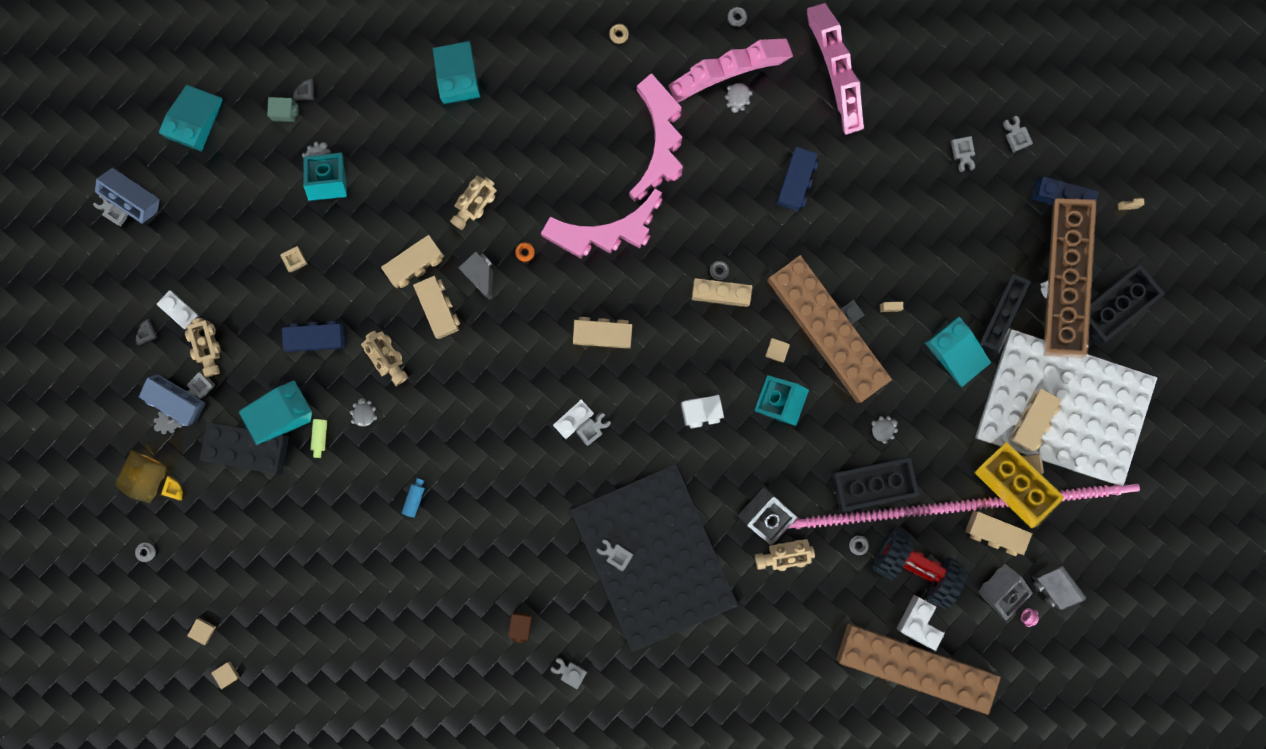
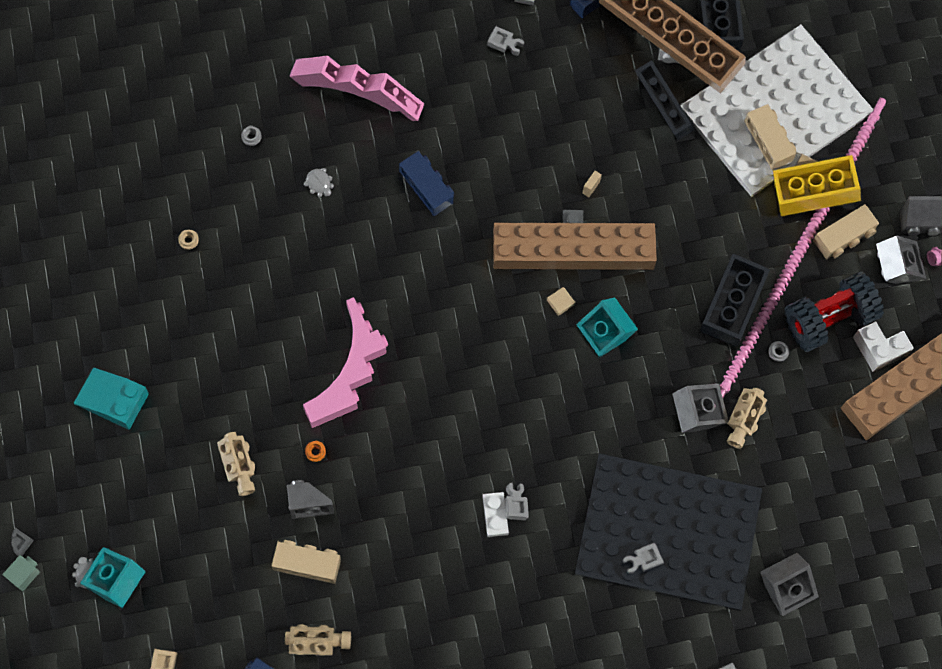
camera: 55 degrees left, 15 degrees down
(413, 262) = (250, 554): tan brick -> none
(602, 333) = (438, 434): tan brick -> none
(663, 110) = (285, 250): bright pink arch -> none
(677, 675) = (790, 583): none -> flat silver slope
(702, 410) = (567, 399): white brick -> none
(719, 264) = (459, 295): light grey plate -> none
(721, 292) = (477, 310): tan brick -> none
(733, 63) = (291, 161): bright pink arch -> none
(884, 429) = (692, 262): light grey piece -> none
(958, 351) = (668, 158): teal slope -> none

